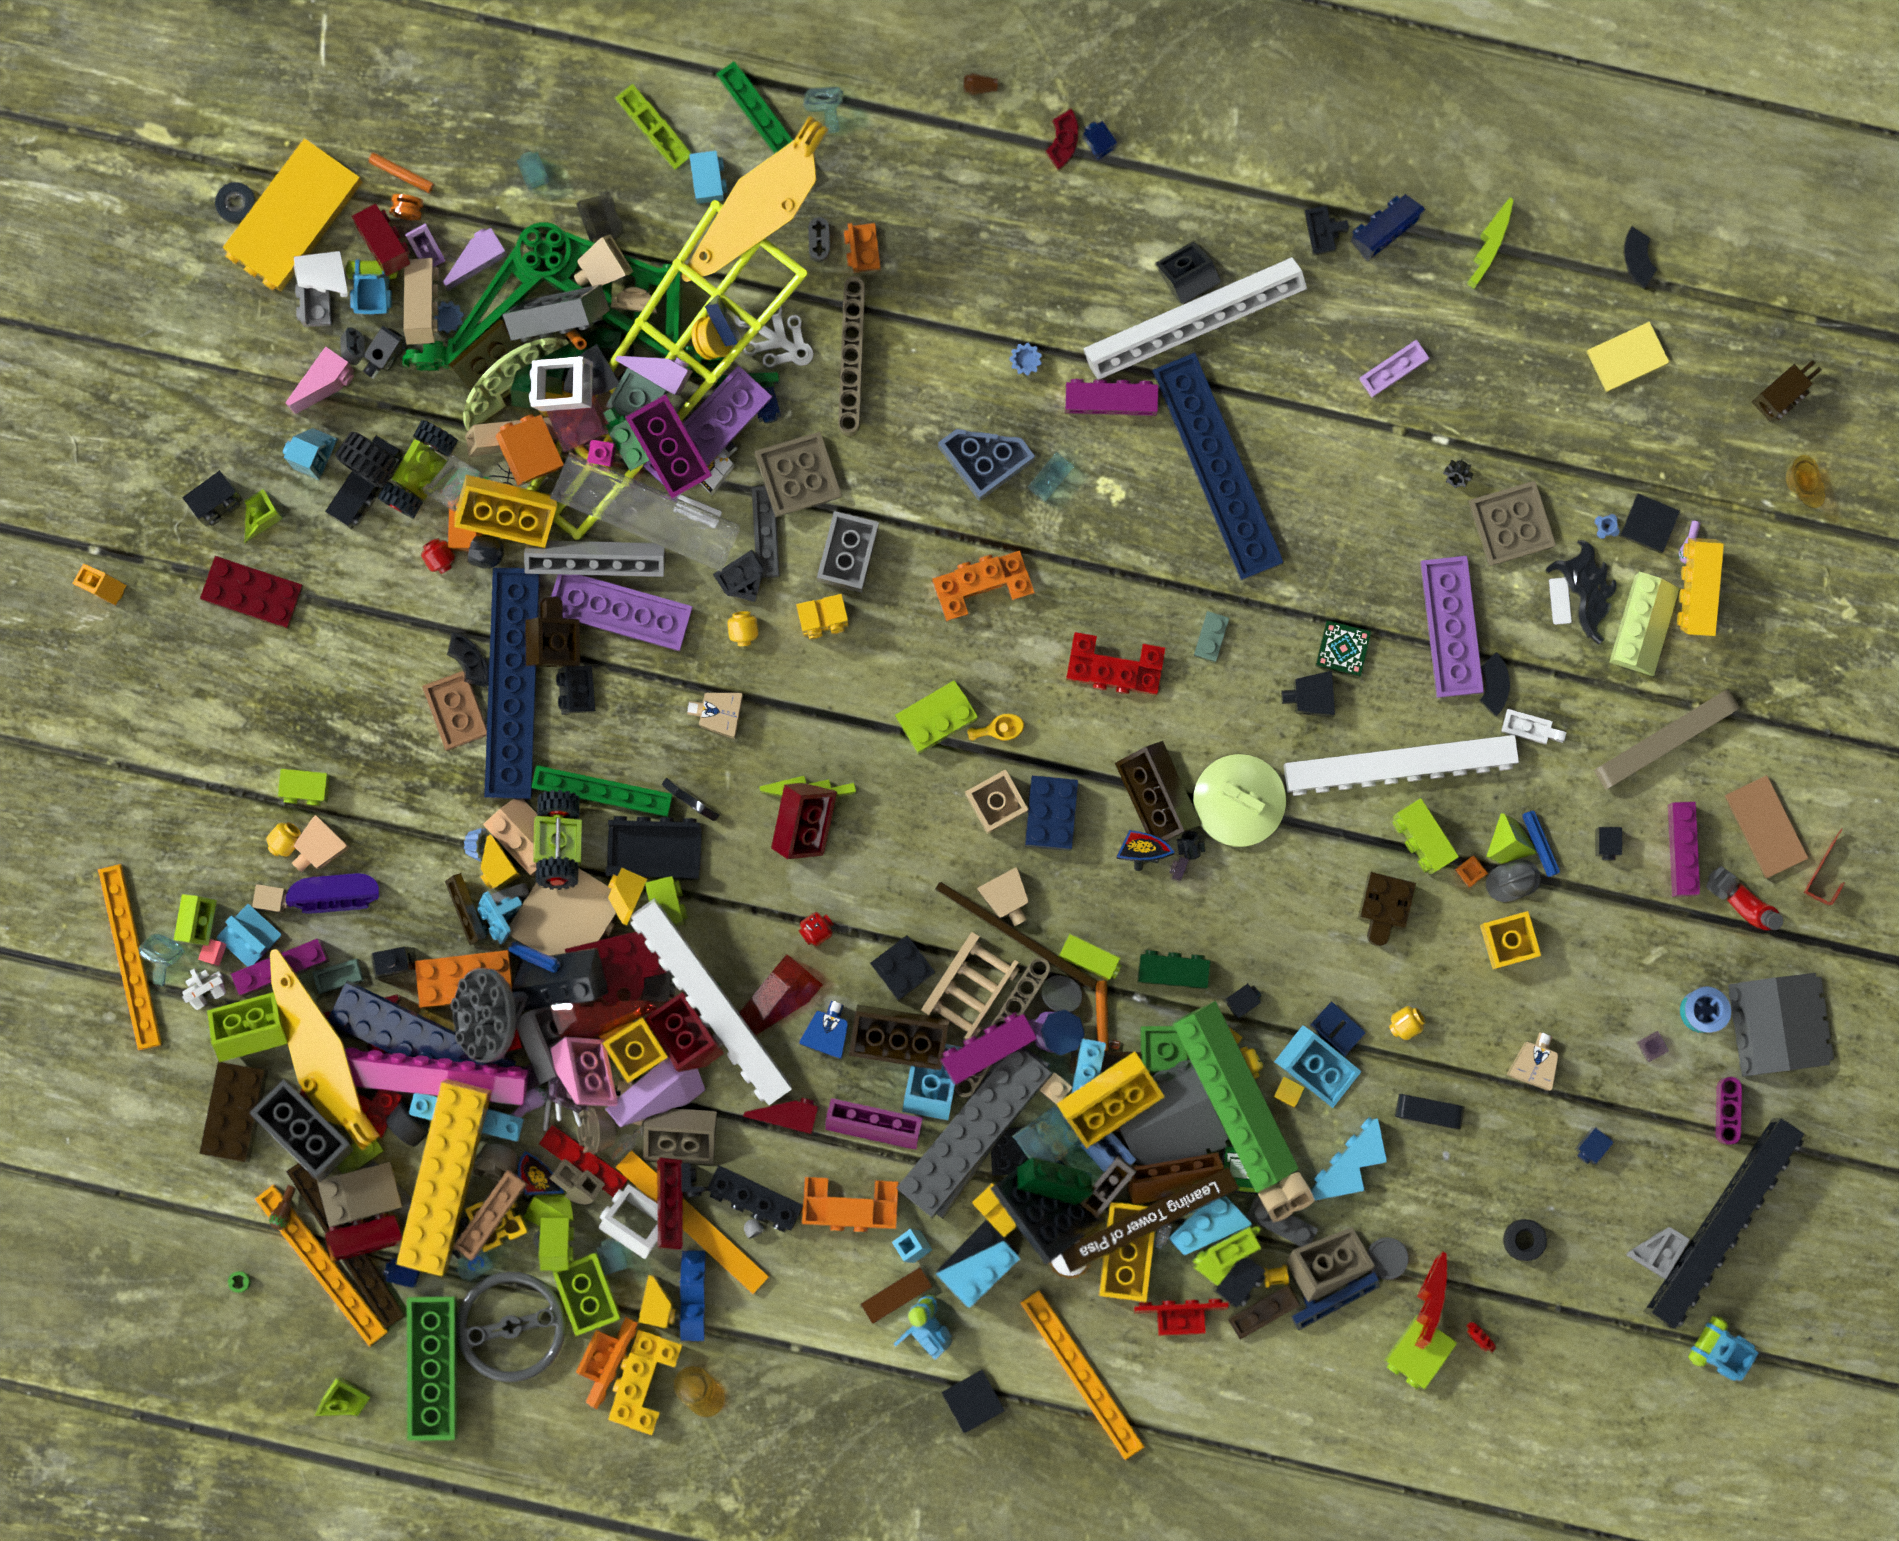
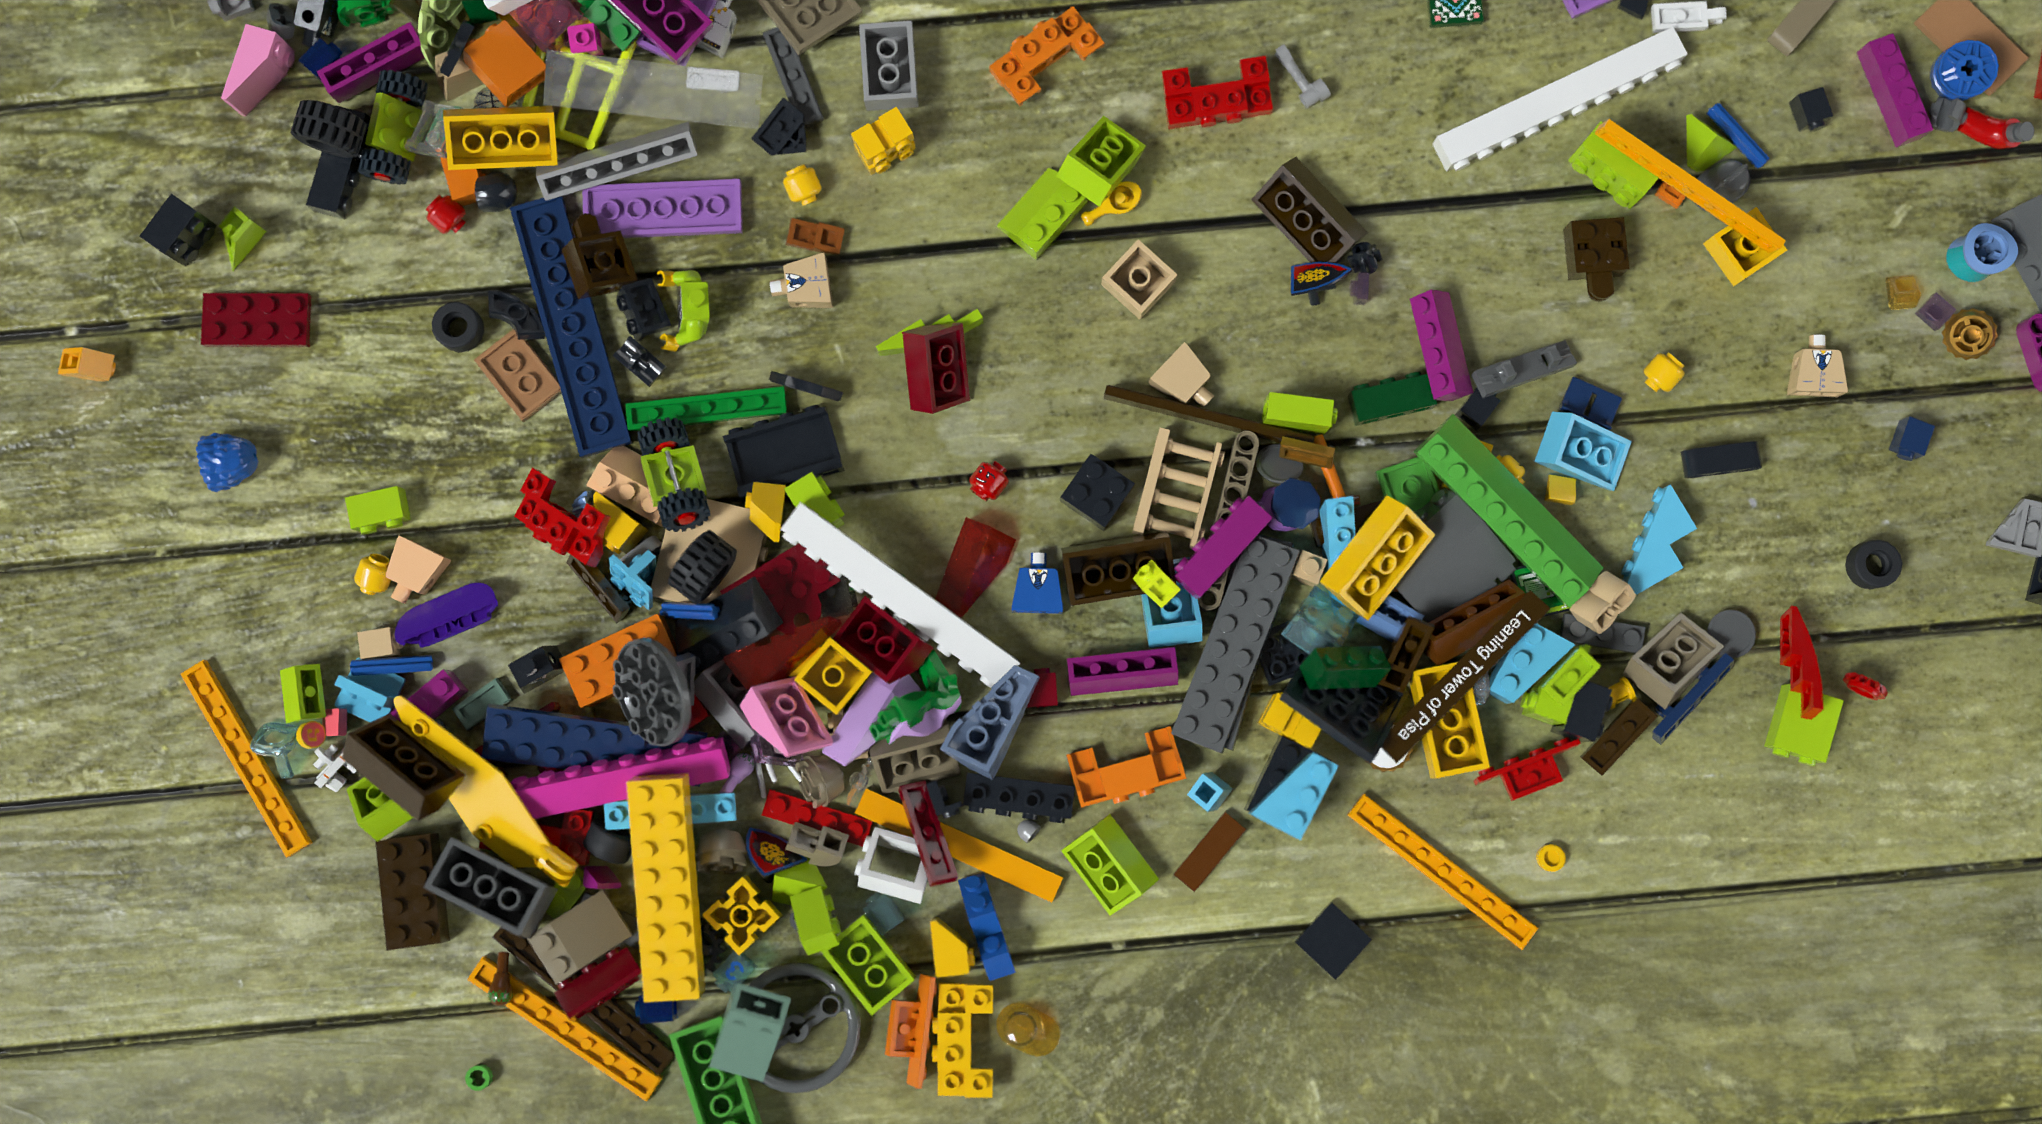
camera: 10 degrees left, 0 degrees up
(190, 956) = (310, 735): none -> tile
(192, 704) = (225, 460): none -> blue hair
(263, 1008) = (402, 766): none -> dark brown slope
(274, 920) = (391, 665): none -> blue axle
(309, 452) = (266, 149): medium azure wedge -> none
(376, 390) = (320, 56): none -> clear blue brick
(390, 1151) = (600, 878): none -> magenta slope
(407, 644) = (443, 319): none -> black tyre
(418, 407) = (362, 67): none -> magenta brick
(446, 848) = (554, 524): none -> red bracket
(473, 1316) = (749, 1031): none -> sand green slope
(490, 1215) = (732, 912): medium nougat tile -> none
(494, 426) = (456, 47): none -> black tile
(557, 925) = (702, 566): none -> black tyre
(559, 734) = (640, 361): none -> black hips
(617, 703) = (691, 307): none -> lime torso
(695, 1102) = (920, 711): none -> green hips
(739, 674) = (814, 237): none -> dark orange slope
(746, 1135) = (989, 727): none -> sand blue wedge
(810, 1279) = (1110, 865): none -> lime slope
(924, 1061) = (1156, 583): none -> neon yellow bracket
(926, 1328) = (1256, 877): dark azure piece -> none
(997, 693) = (1101, 161): none -> lime brick
(1051, 813) = (1202, 273): dark blue brick -> none
(1086, 992) = (1306, 452): none -> pearl gold tile
(1175, 1393) = (1550, 857): none -> yellow tile
(1195, 689) = (1313, 91): none -> light grey brick
(1211, 636) = (1309, 32): sand green plate -> none
(1228, 940) = (1441, 345): none -> magenta brick
(1239, 800) = (1400, 194): yellowish green bracket -> none
(1290, 982) = (1523, 369): none -> dark grey hinge
(1312, 695) = (1440, 57): black torso -> none
(1472, 878) = (1689, 186): none -> light orange tile
(1632, 1020) = (1902, 292): none -> clear yellow slope
(1674, 1074) = (1969, 334): none -> pearl gold piece
(1755, 846) = (1956, 84): none -> blue wheel

